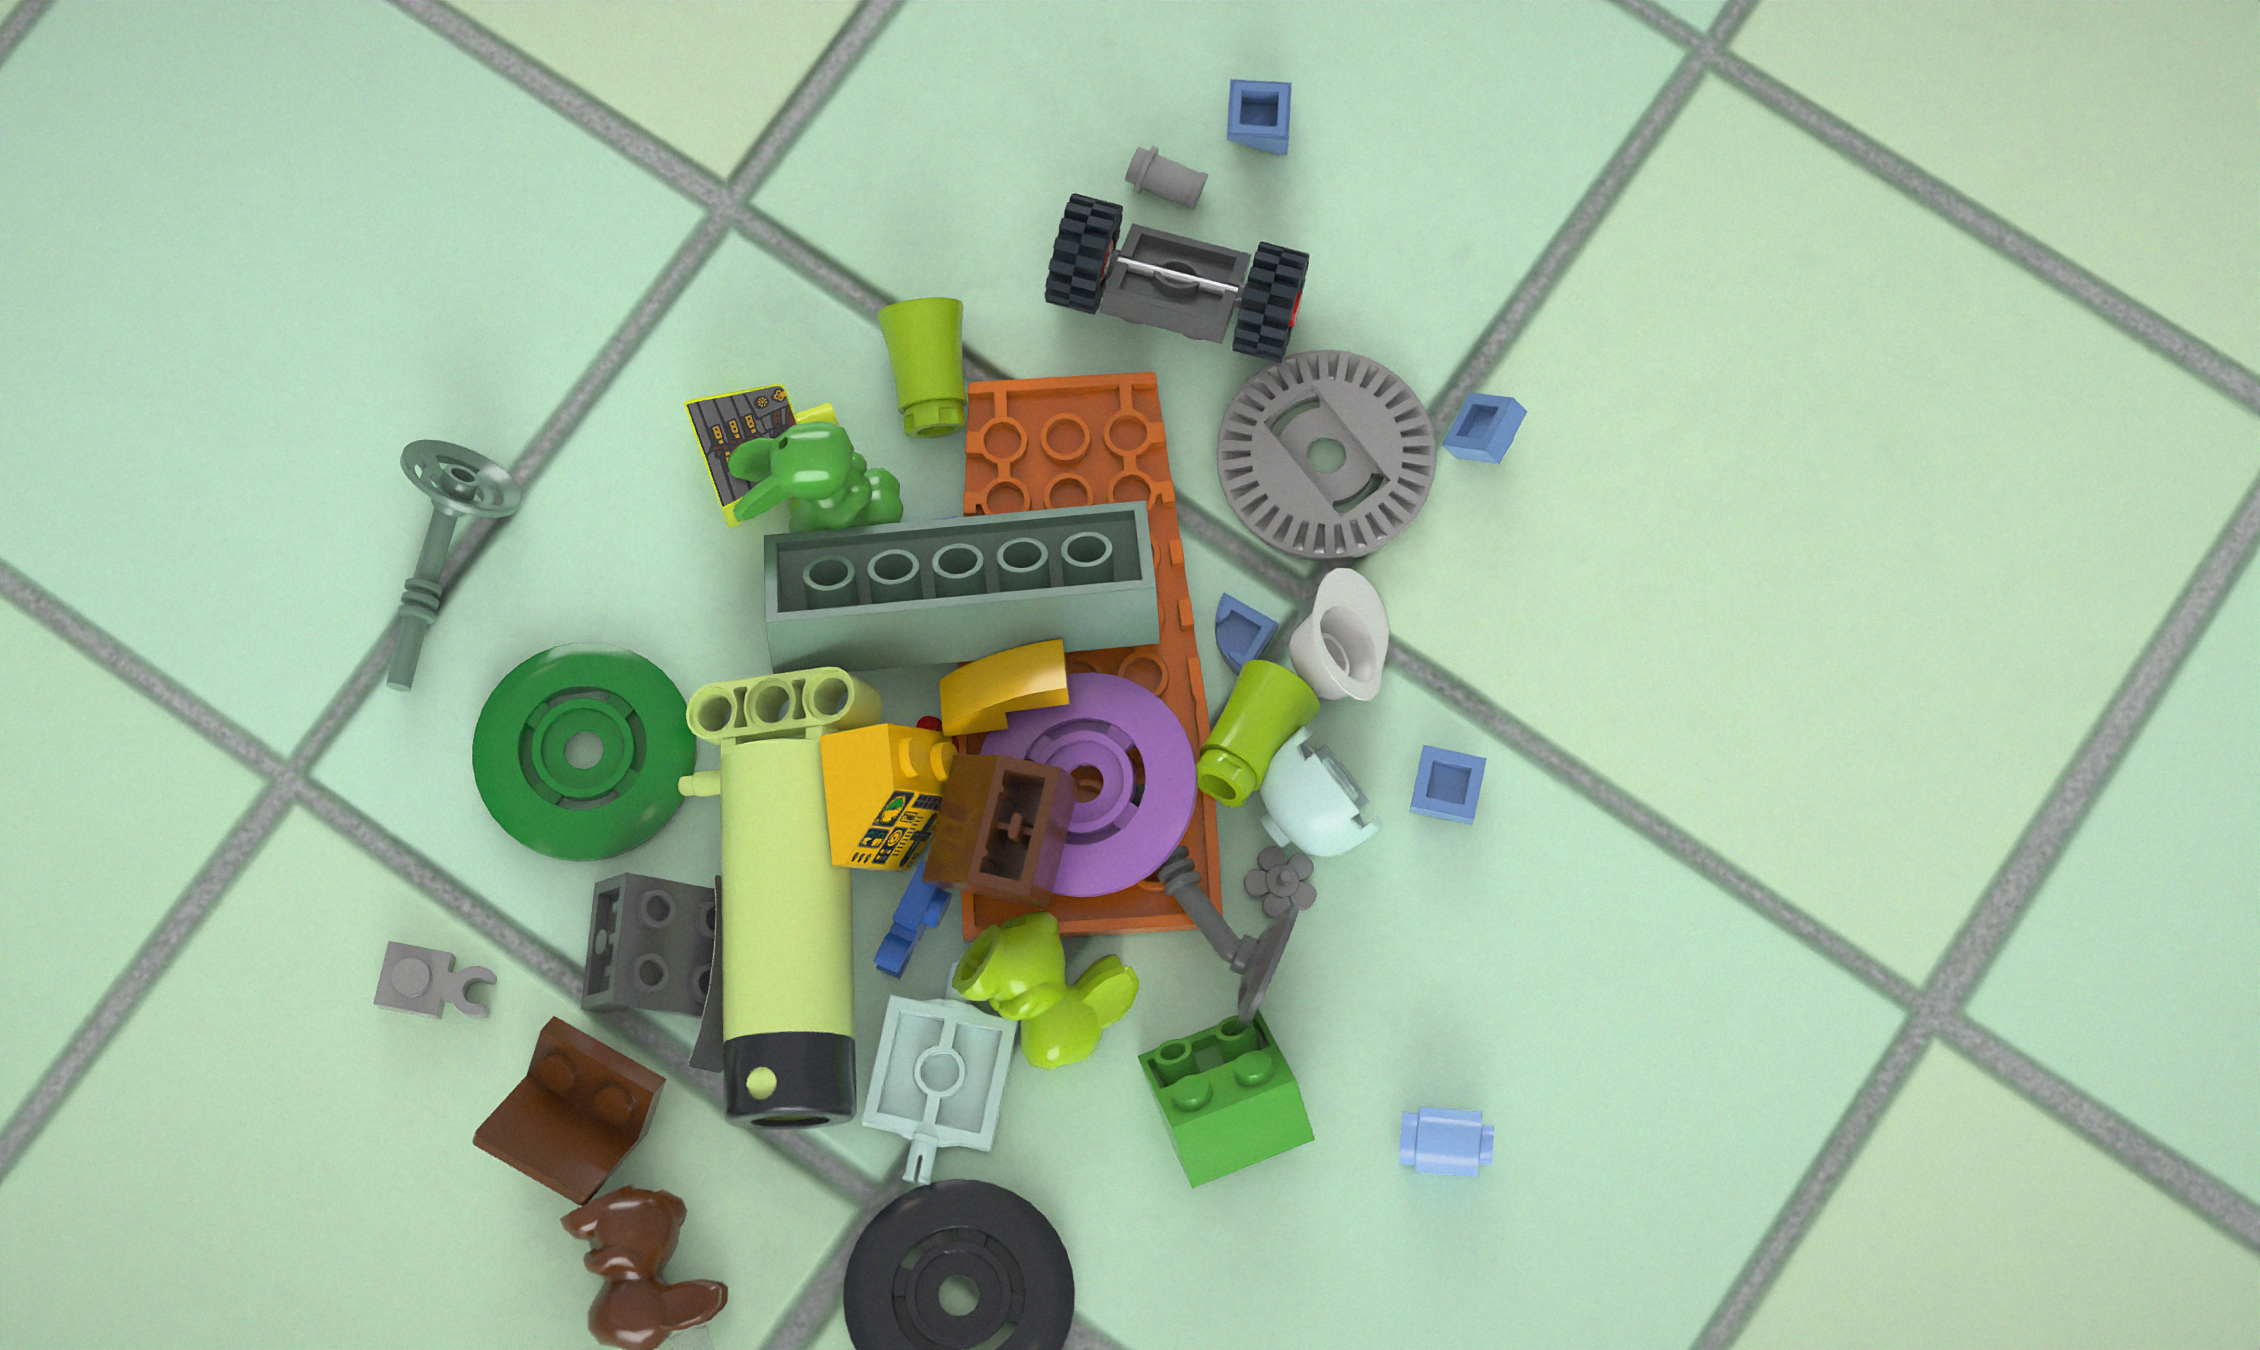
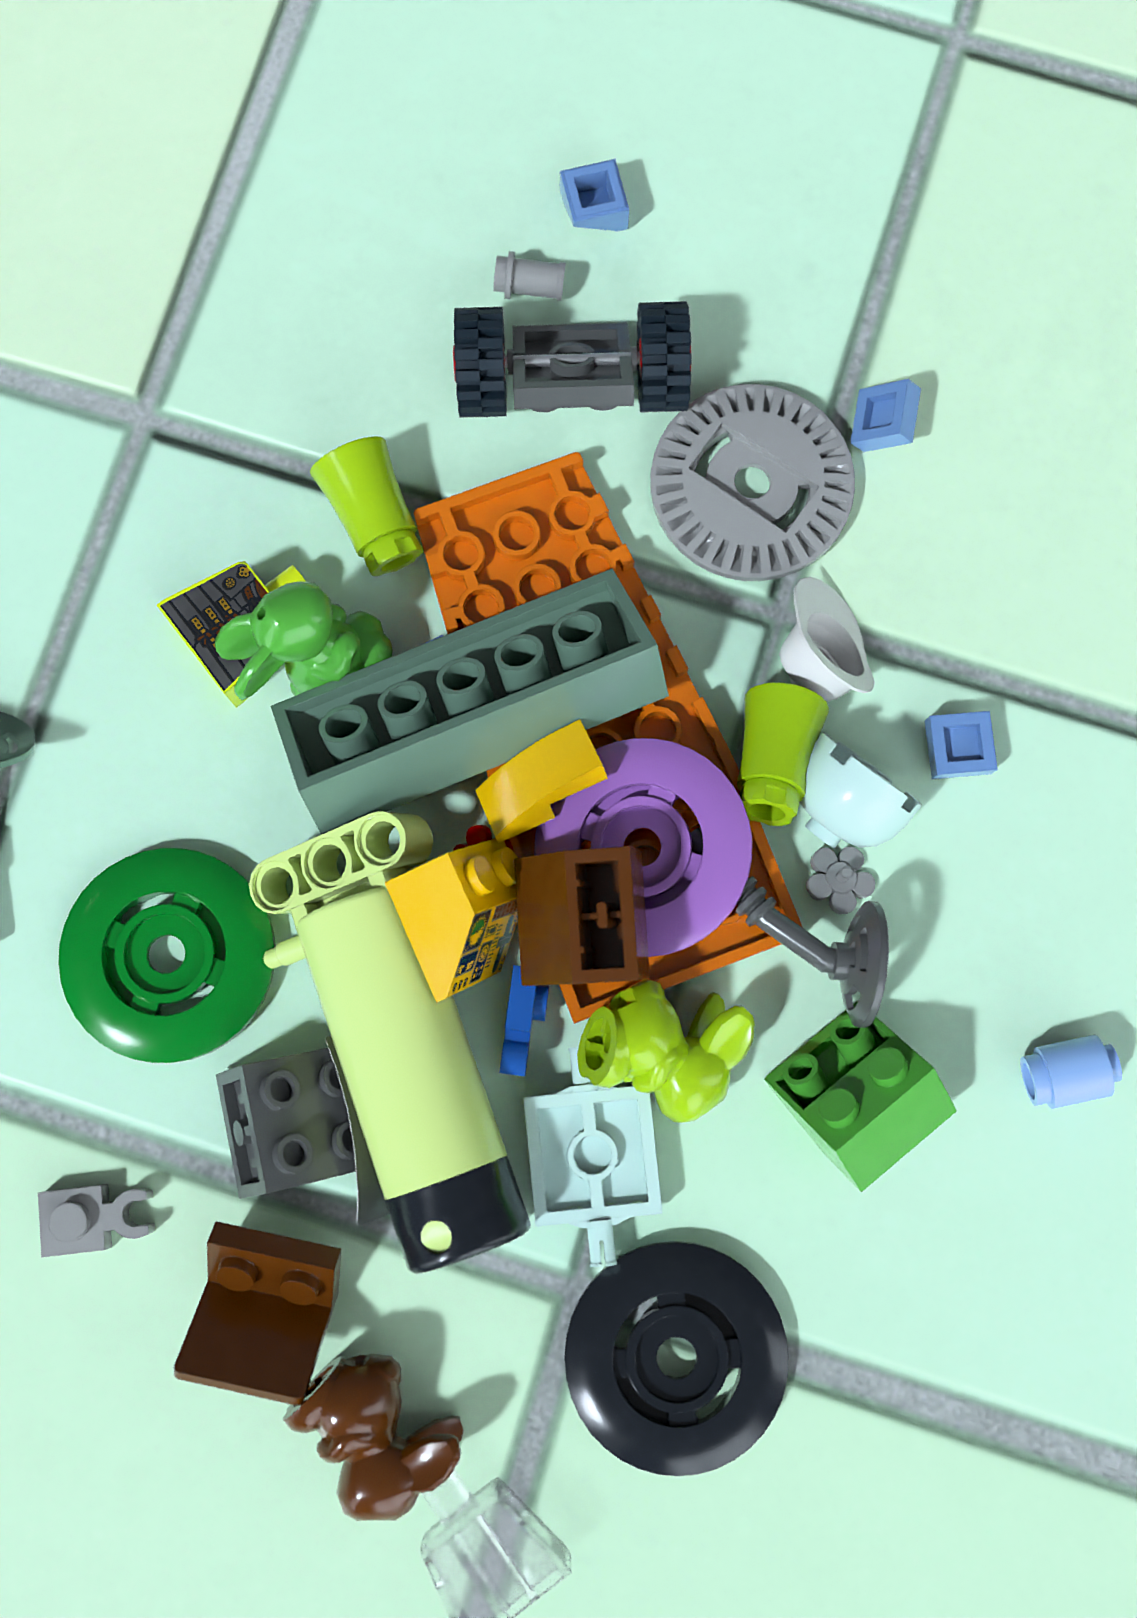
camera: 20 degrees left, 5 degrees up
(1241, 632) = (729, 664): medium blue tile -> none

